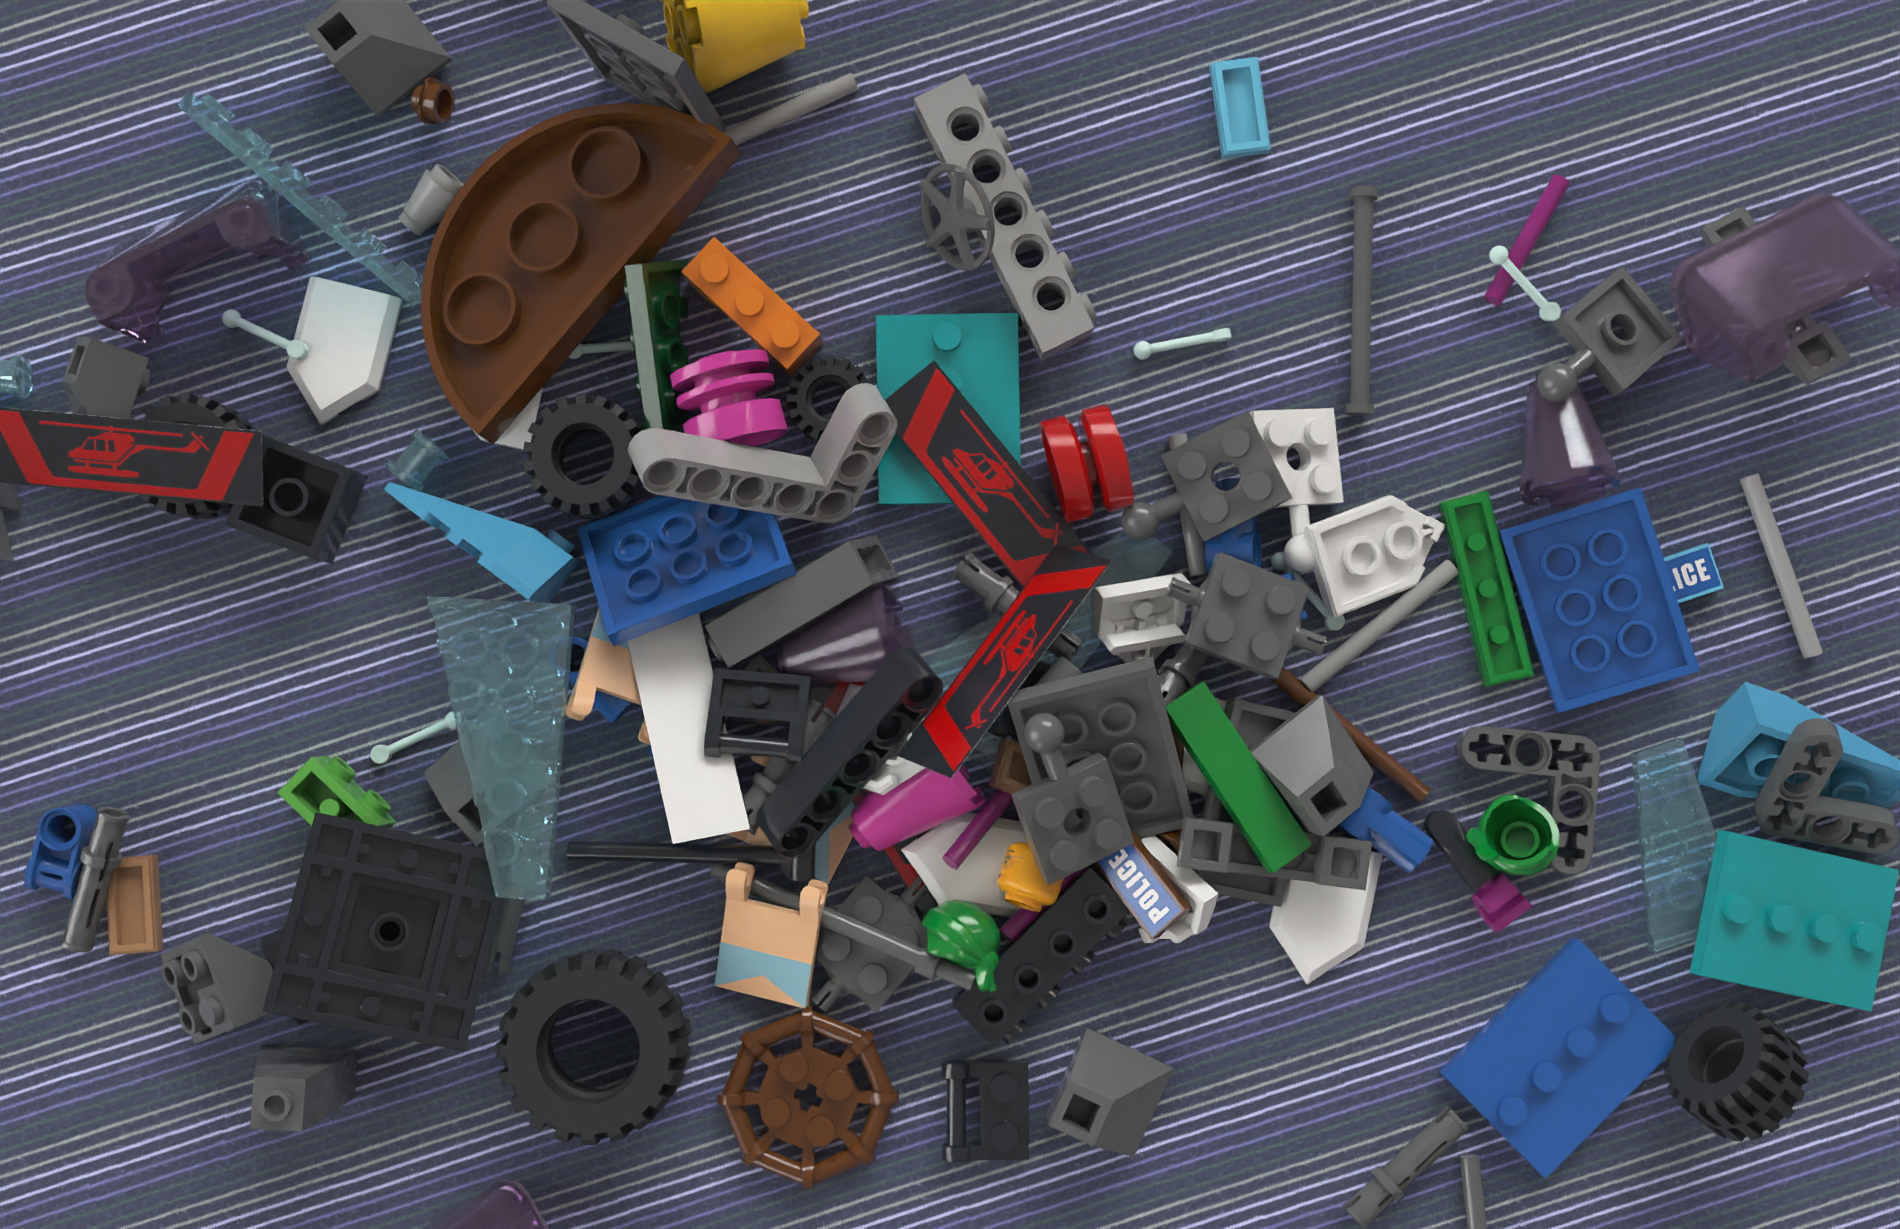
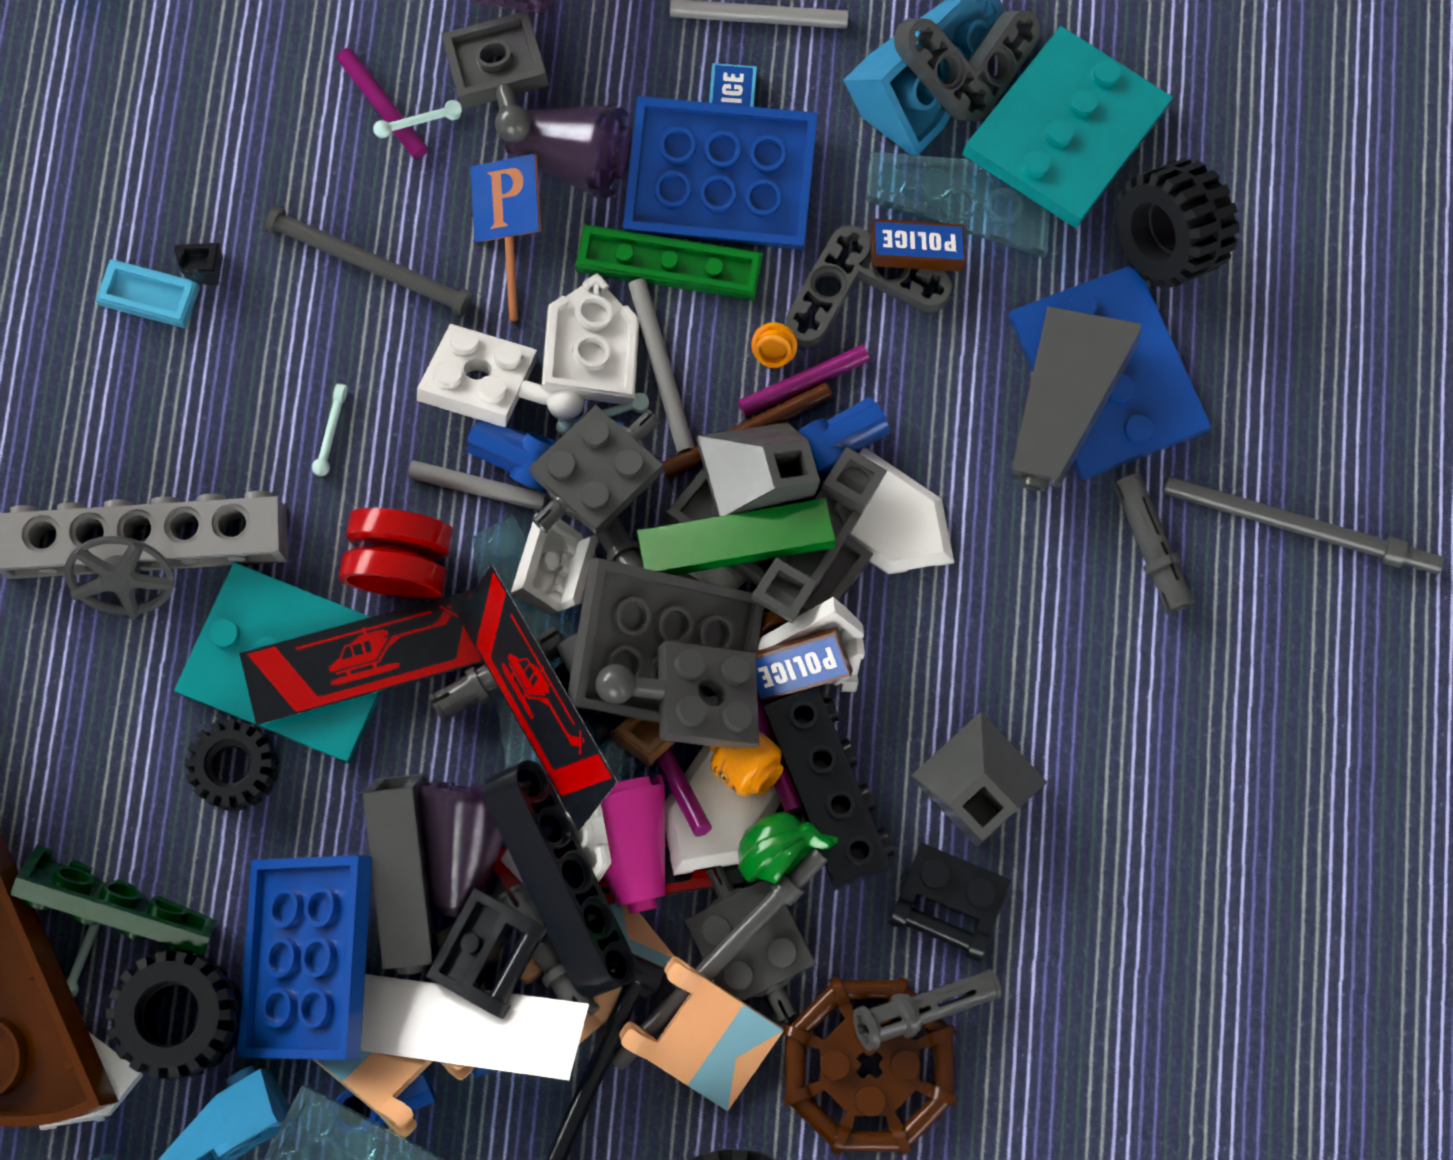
camera: 65 degrees left, 10 degrees down
(726, 393) = (187, 857): dark pink wheel -> none
(752, 306) = (129, 788): orange arch -> none
(773, 481) = (303, 810): light grey beam -> none
(864, 1117) = (904, 1012): none -> dark grey pin
(1192, 473) = (488, 460): dark grey plate -> none
(1291, 143) = (200, 262): none -> black tile
(1423, 768) = (803, 380): none -> magenta bar
(1445, 726) = (774, 344): none -> light orange plate
(1471, 409) = (504, 207): none -> blue piece
(1497, 898) = (945, 364): piece -> none
(1516, 836) = (895, 324): green hat -> none
(1525, 1030) = (1069, 387): none -> dark grey slope
(1606, 824) = (917, 245): none -> tile

